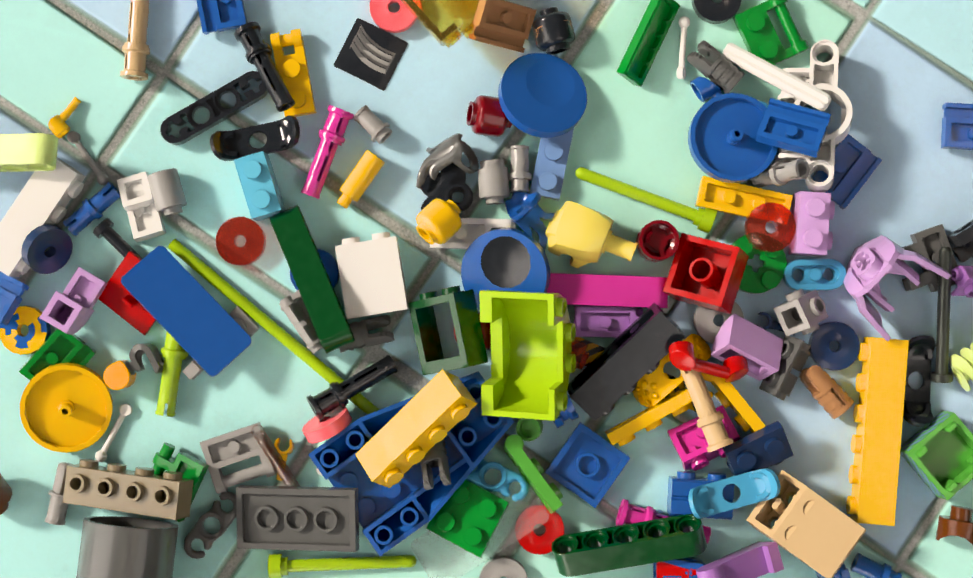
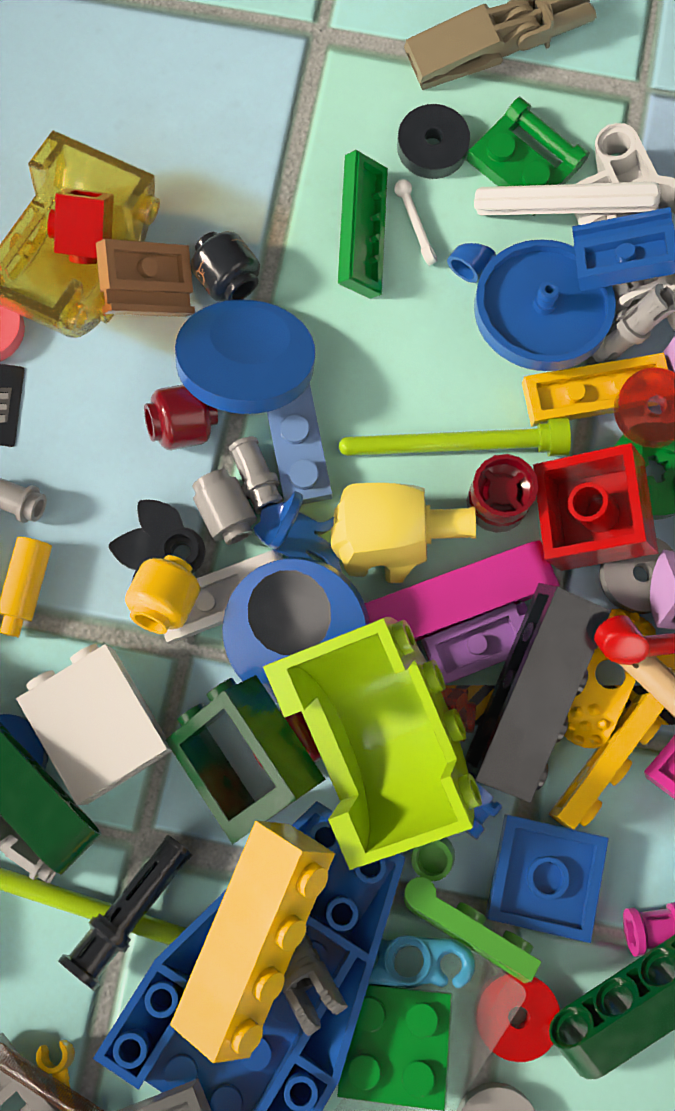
camera: 25 degrees left, 10 degrees down
(331, 425) = (117, 986): coral piece -> none
(362, 336) = (117, 824): dark grey hinge -> none
(443, 155) = (133, 495): dark grey piece -> none
(715, 66) = (470, 223): dark grey hinge -> none

